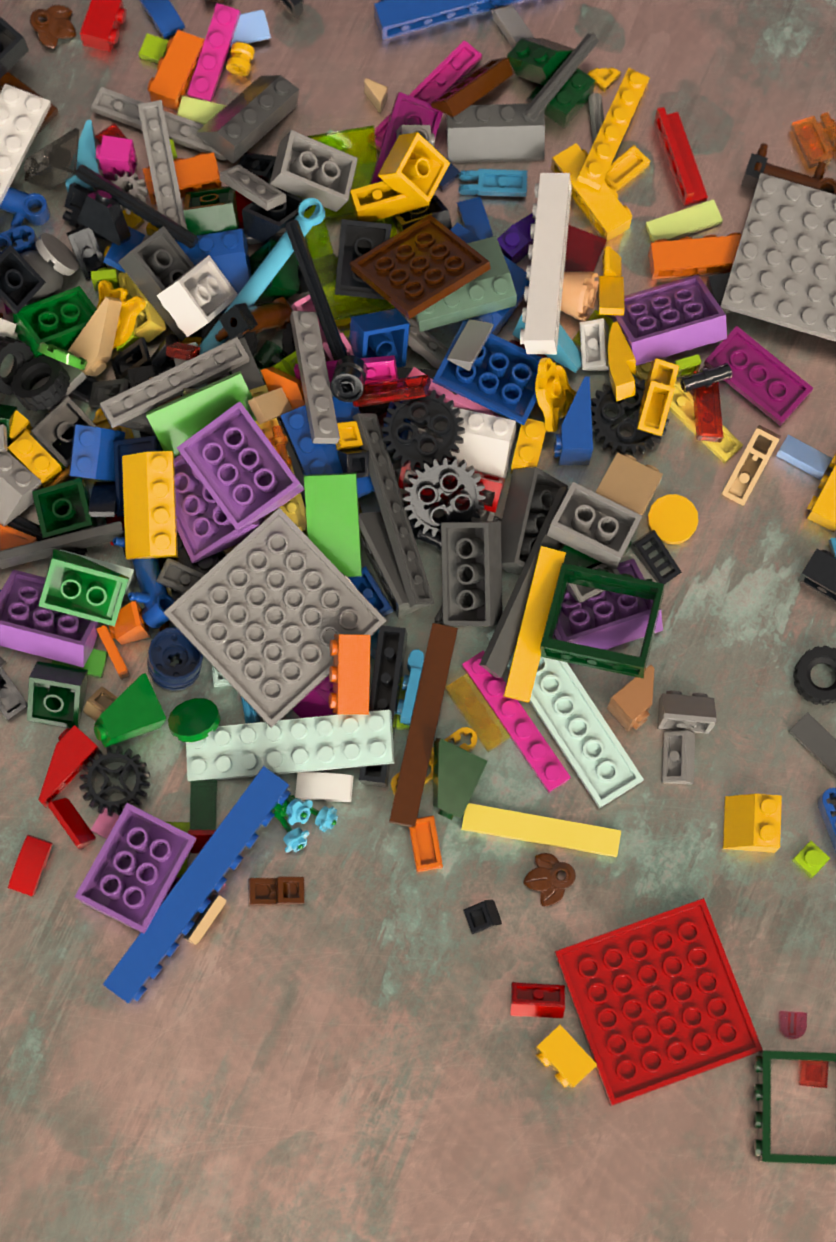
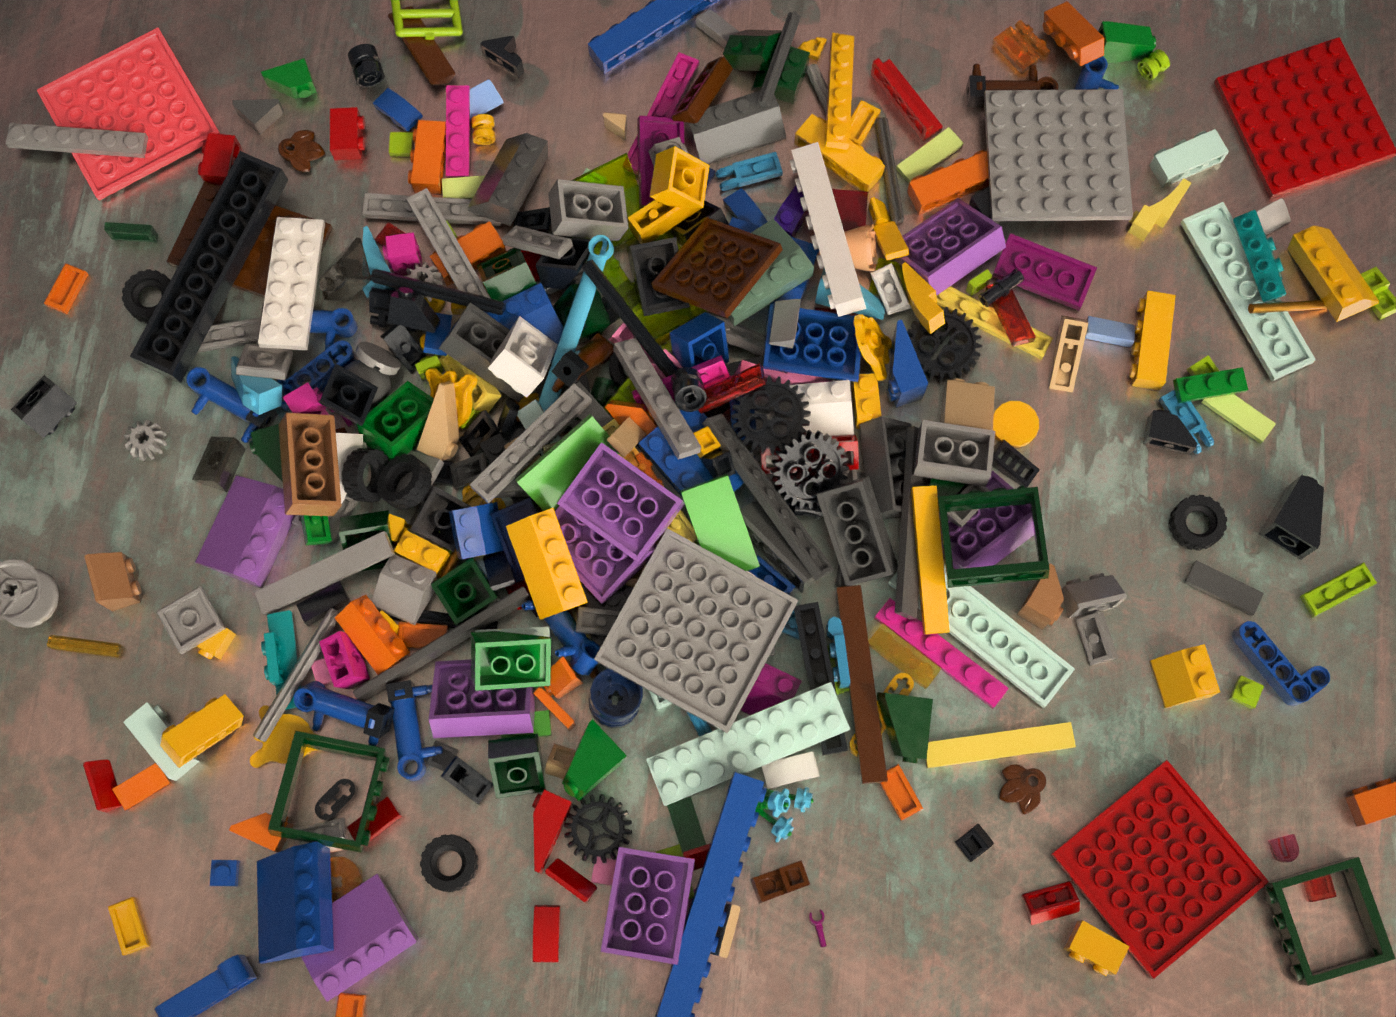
camera: 15 degrees left, 0 degrees up
(62, 355) = (417, 450): bright green tile -> none
(182, 351) = (528, 411): clear red tile -> none
(194, 719) = (651, 748): green tile -> none
(298, 948) = (819, 928): none -> magenta hand
(350, 674) = (784, 660): orange brick -> none
(637, 224) = (890, 173): none -> dark grey axle
(657, 396) = (966, 318): yellow slope -> none

